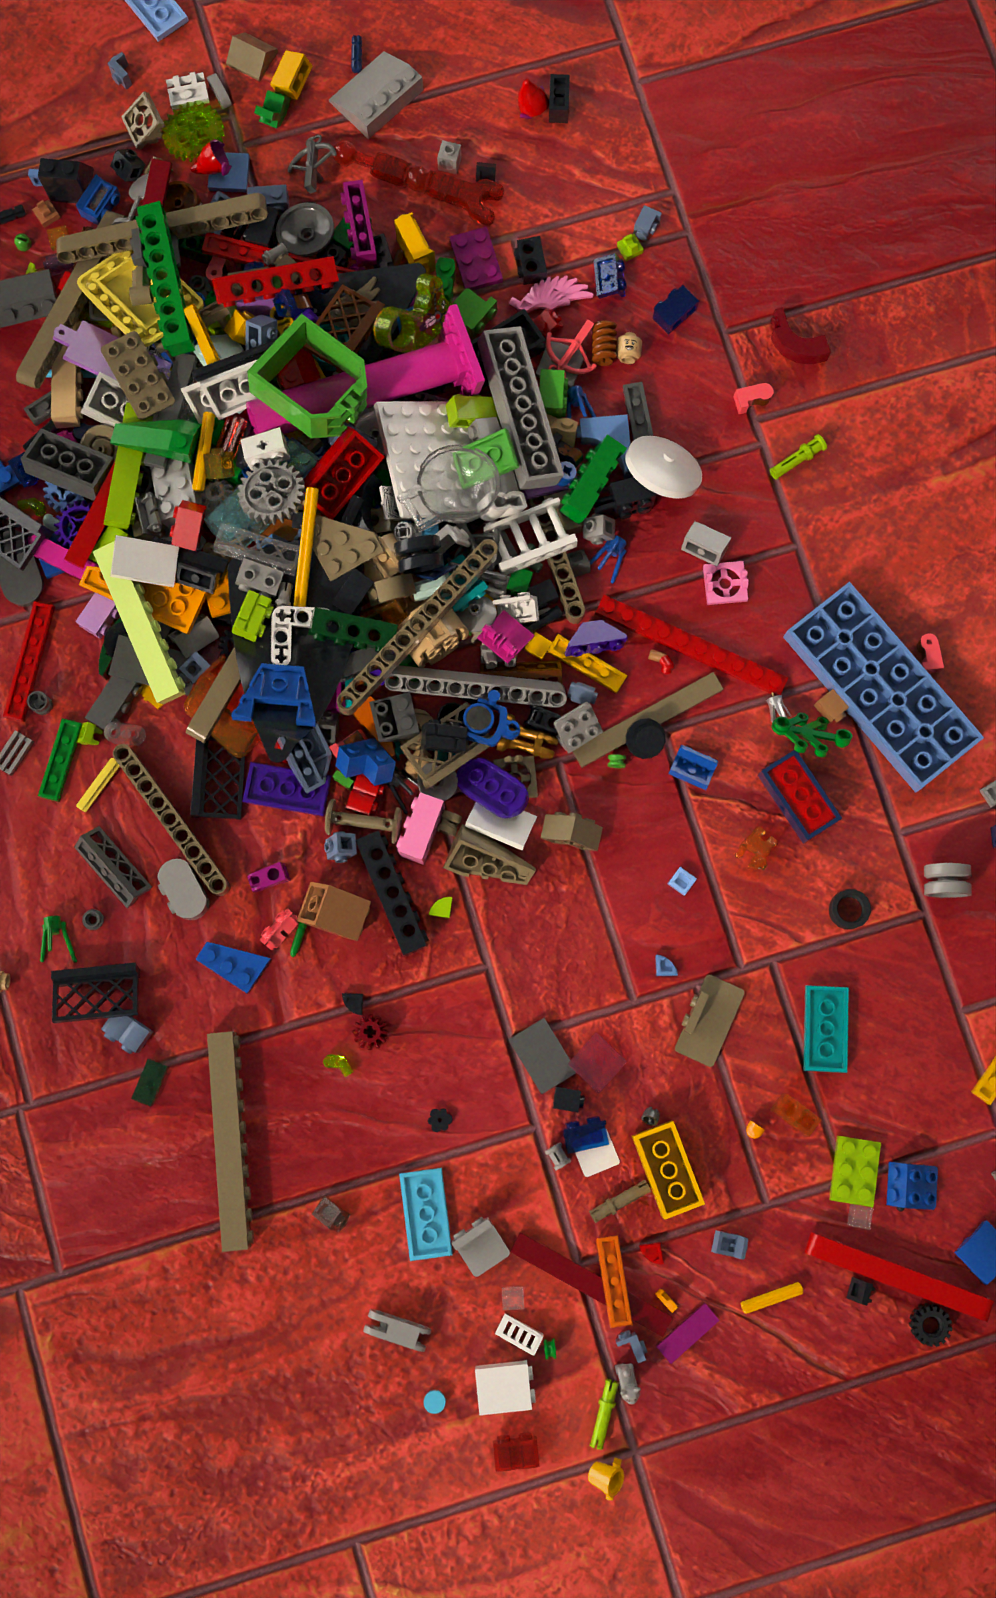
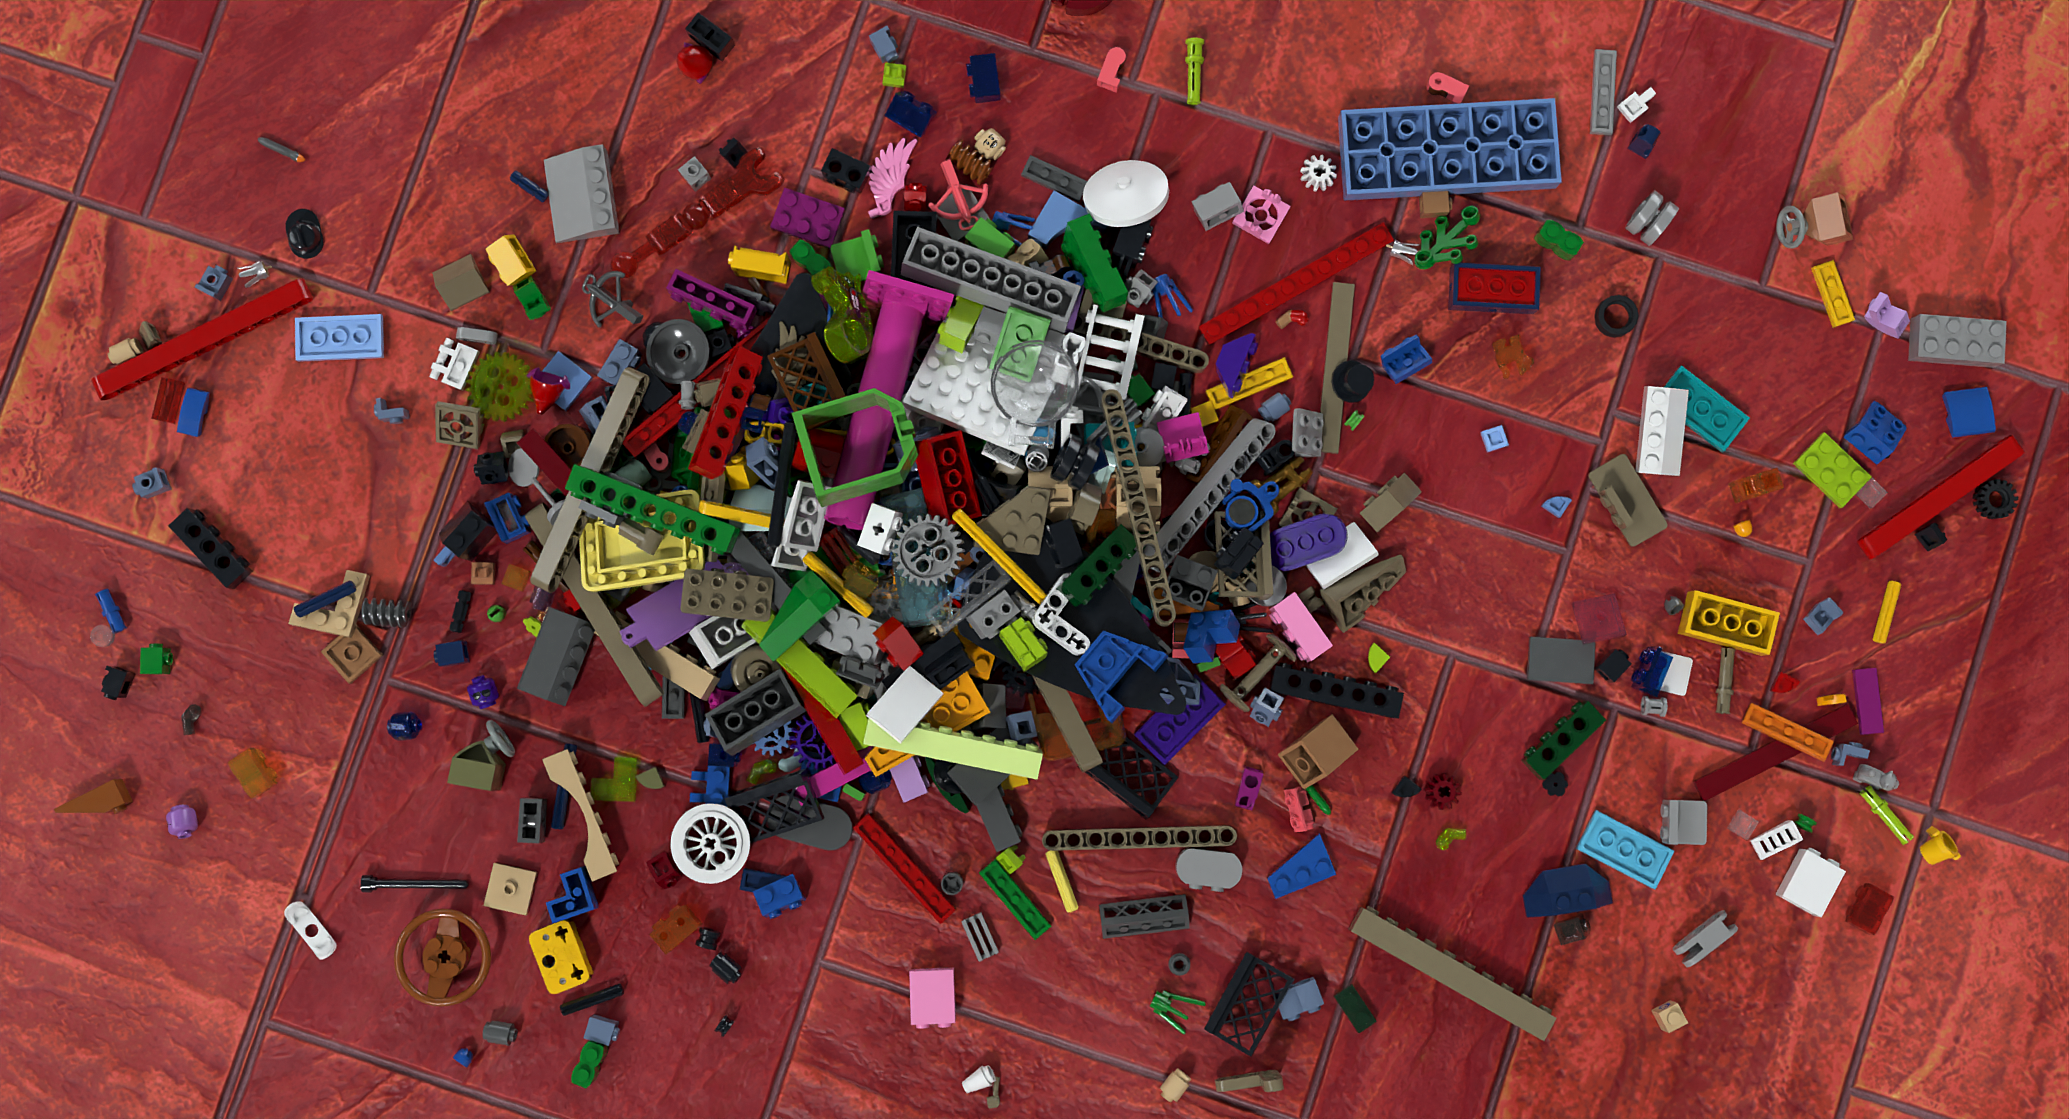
camera: 55 degrees left, 5 degrees up
(39, 1045) = (1269, 1081): none -> dark tan beam
(61, 583) = (854, 792): none -> bright green tile
(78, 593) = (875, 784): none -> clear blue head
(123, 733) = (1031, 830): clear plate -> none
(189, 261) = (635, 472): none -> sand green piece
(312, 1344) = (1669, 1016): none -> tan brick
(359, 1189) = (1566, 891): none -> dark blue wedge
(434, 1401) = (1782, 947): medium azure tile -> none
(509, 1113) = (1591, 721): none -> dark green brick
(784, 1007) = (1661, 430): none -> white slope
(790, 595) = (1310, 175): none -> white gear
(874, 815) = (1562, 242): none -> green brick

